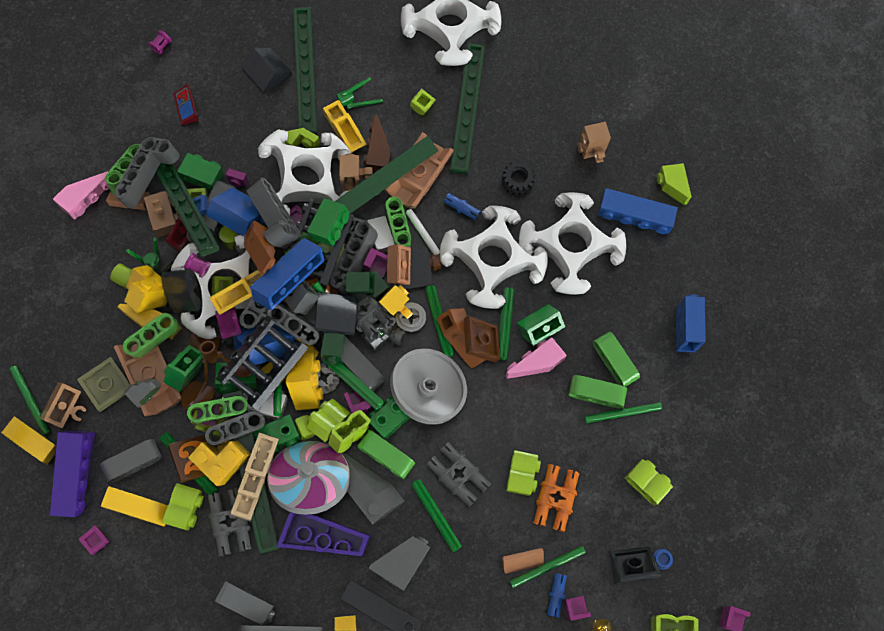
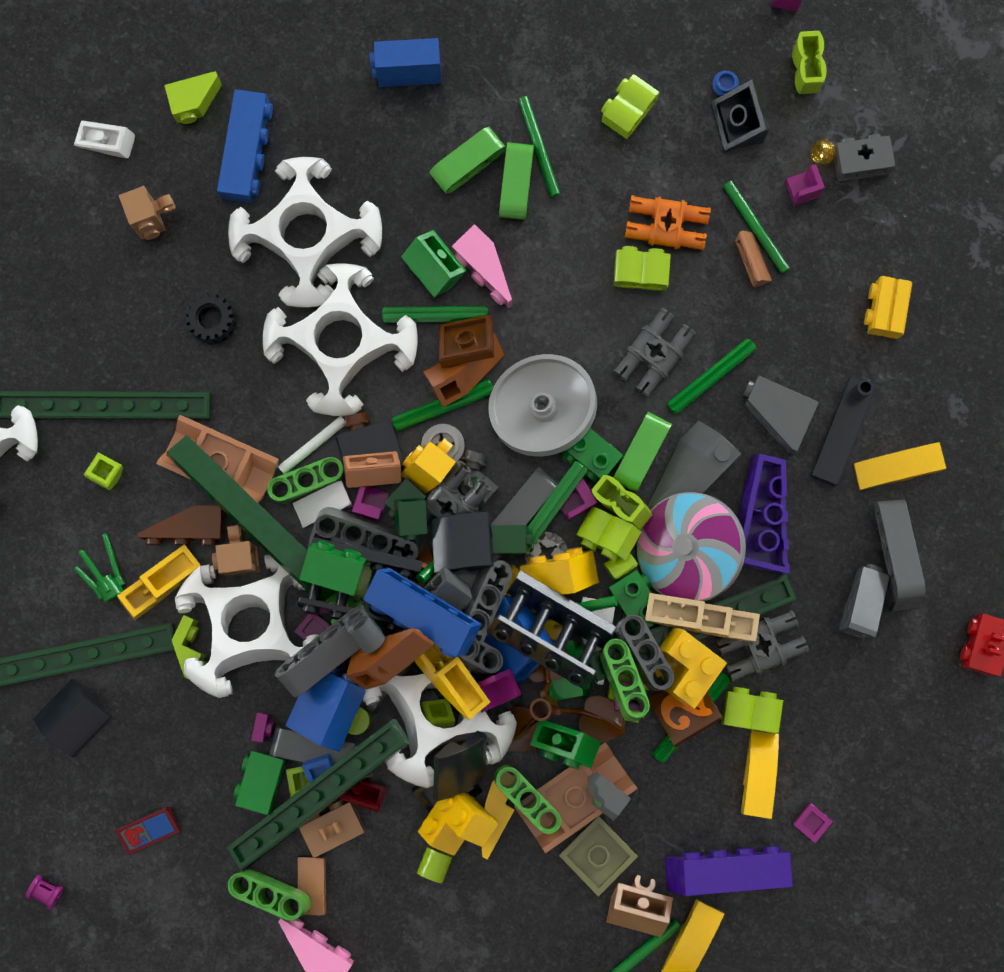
camera: 90 degrees left, 10 degrees up
(130, 461) = (700, 795): dark grey beam -> none
(142, 169) = (275, 861): dark grey beam -> none
(150, 259) = (406, 829): green plant -> none
(197, 265) = (425, 743): magenta bush -> none
(462, 206) = (266, 393): blue pin -> none
(557, 595) = (791, 211): blue pin -> none
(649, 127) = (105, 139): none -> white slope

